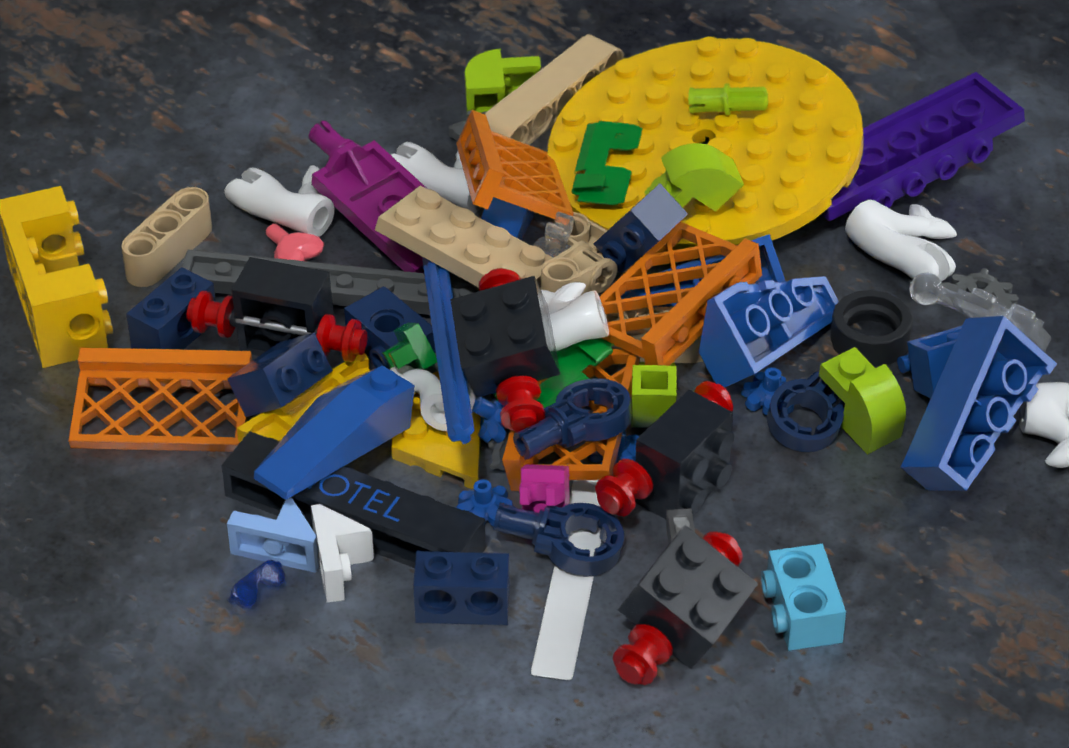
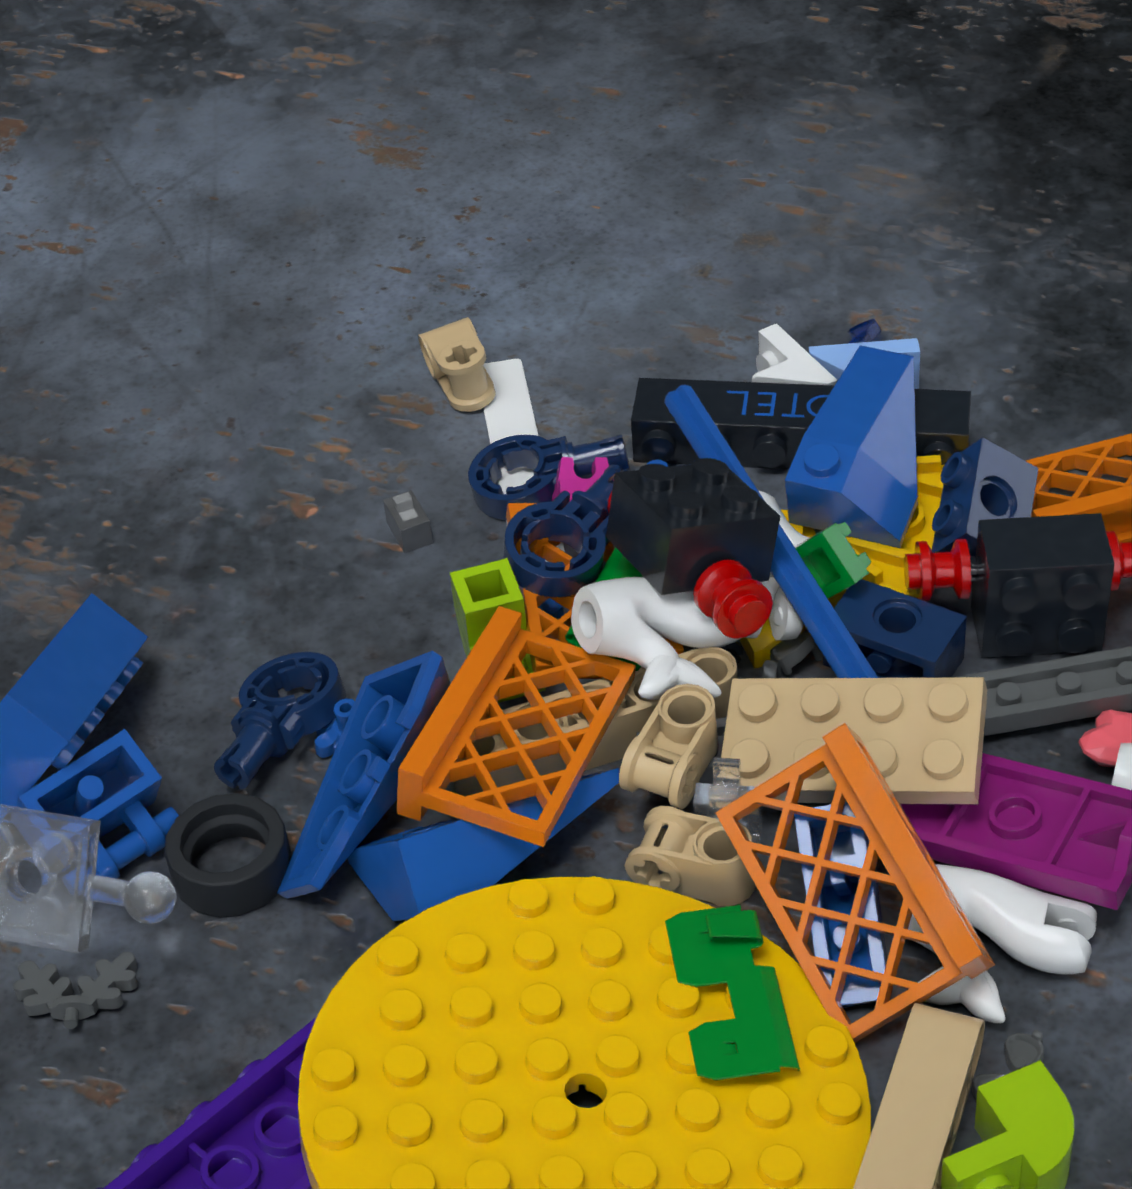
camera: 165 degrees right, 0 degrees up
(461, 588) = (607, 371): dark blue brick -> none
(590, 650) = (457, 363): none -> tan piece
(641, 228) = (598, 802): dark blue brick -> none
(676, 457) = (419, 537): black brick -> none
(682, 603) = (362, 417): black brick -> none
(699, 173) = (539, 898): lime brick -> none
(727, 99) = (557, 1119): lime axle -> none
(804, 597) = (239, 477): medium azure brick -> none
(871, 397) = (209, 702): lime brick -> none
(894, 239) = (236, 1013): white piece -> none

